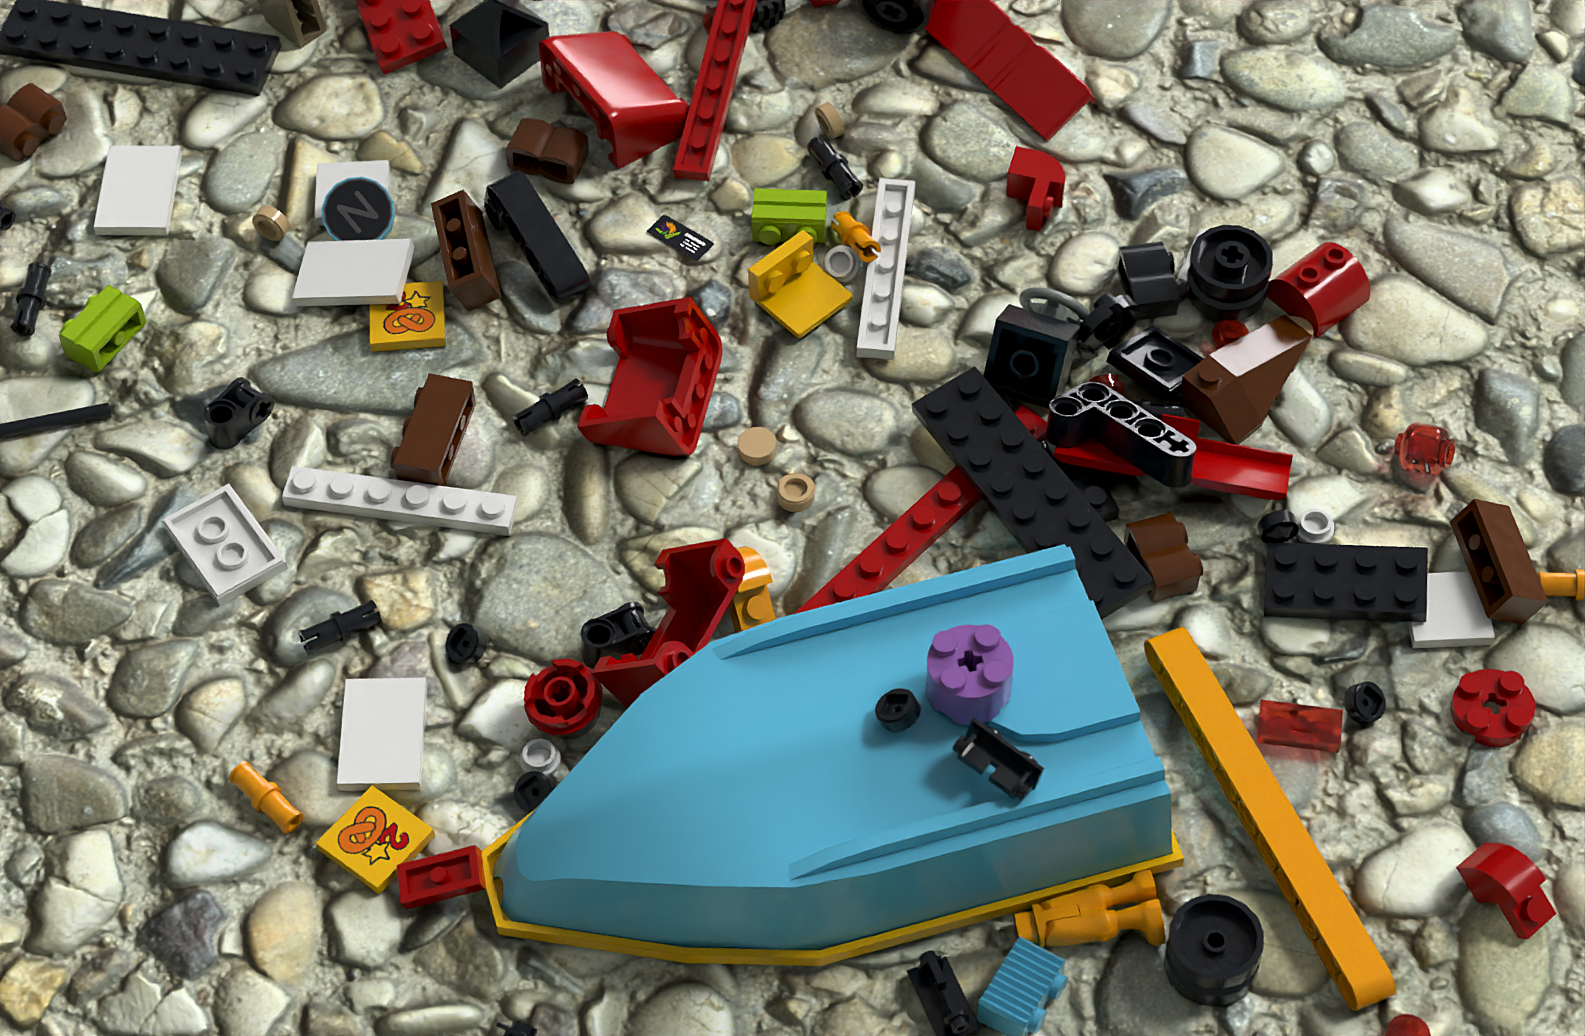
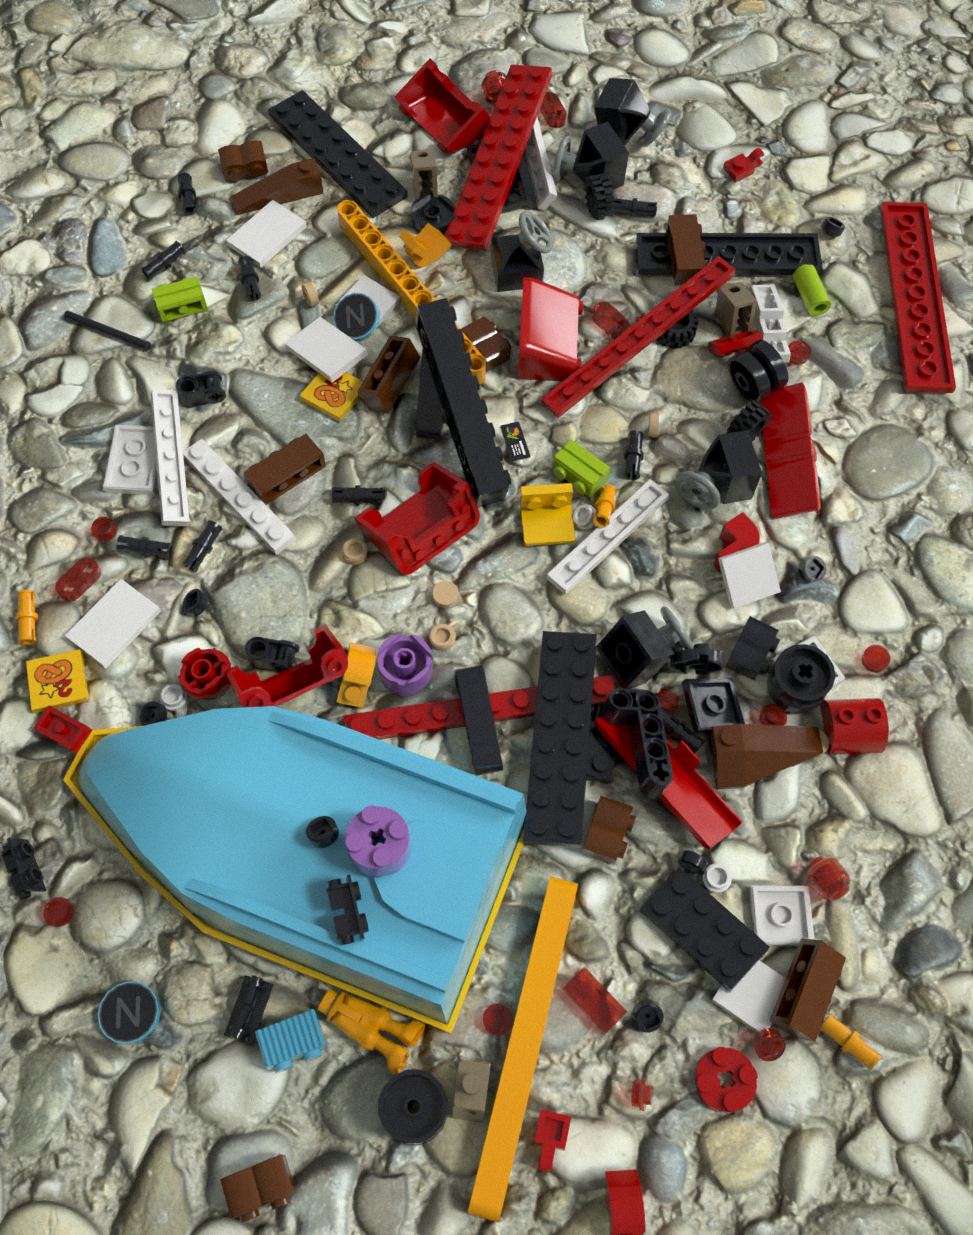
camera: 35 degrees right, 10 degrees up
(104, 119) = (283, 186): none -> reddish brown wedge
(169, 253) = (249, 278): none -> black pin
(265, 641) = (104, 529): none -> clear red plate
(275, 508) = (169, 458): none -> white plate
(280, 716) = (78, 579): none -> clear red beam
(338, 60) = (426, 204): none -> black plate
(368, 83) = (426, 246): none -> light orange brick
(376, 139) = (394, 270): none -> light orange beam
(413, 579) = (202, 546): none -> black pin
(597, 213) = (461, 402): none -> black brick
(605, 469) = (355, 551): none -> tan tile
(671, 40) = (609, 321): none -> clear red beam
(789, 538) = (416, 667): none -> medium lavender brick
(913, 527) = (478, 719): none -> black beam
(938, 52) = (751, 418): none -> black tyre
(960, 118) = (726, 471): none -> black piece
(1080, 207) = (749, 575): none -> white tile
(1137, 162) = (812, 568): none -> black tile
(1217, 816) = (497, 1019): none -> clear red plate
(1260, 883) = (471, 1089): none -> dark tan torso
(1282, 211) = (875, 658): none -> clear red tile
(1373, 876) = (551, 1134): none -> red plate
(1407, 516) = (781, 914): none -> white tile
(1426, 775) = (642, 1094): none -> clear red plate
(1506, 642) = (769, 1044): none -> clear red tile

